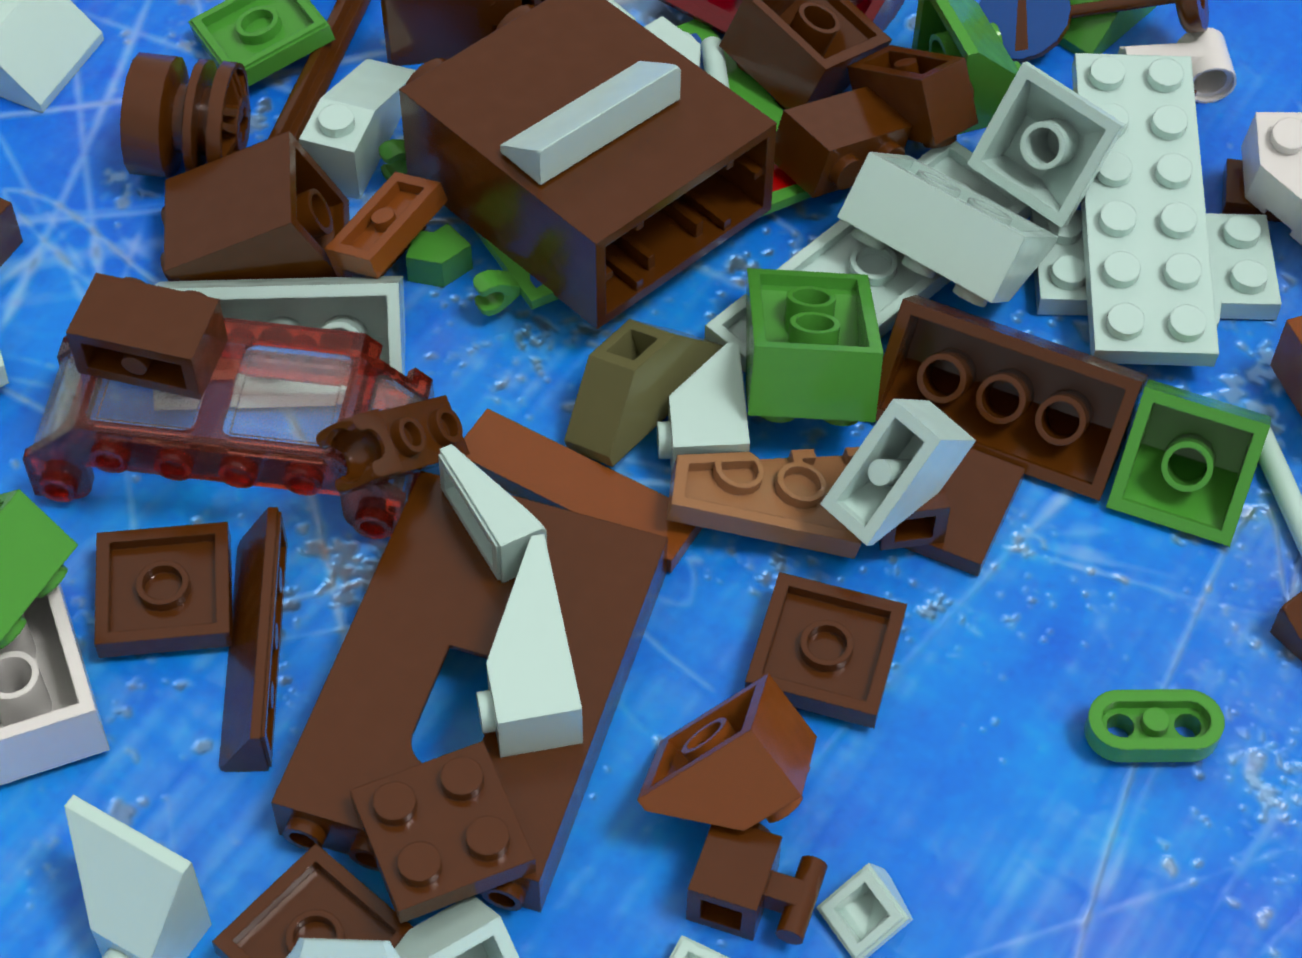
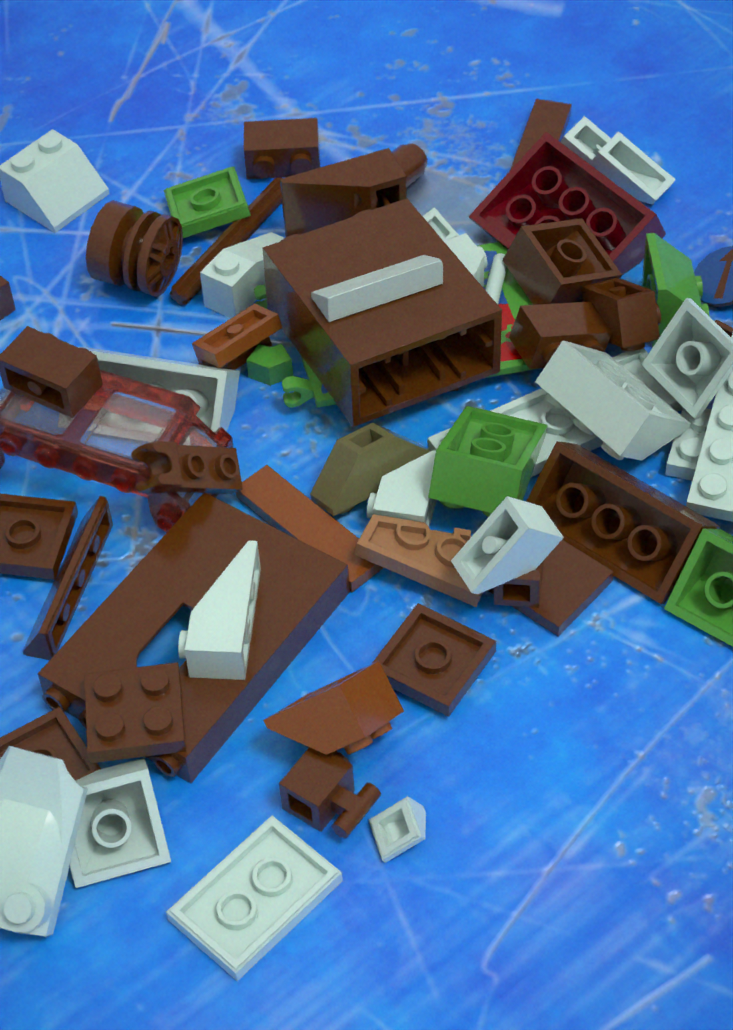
camera: 20 degrees right, 5 degrees down
(252, 216) = (156, 315): reddish brown slope -> none
(488, 513) = (231, 521): light aqua slope -> none
(1151, 722) = (639, 754): bright green plate -> none

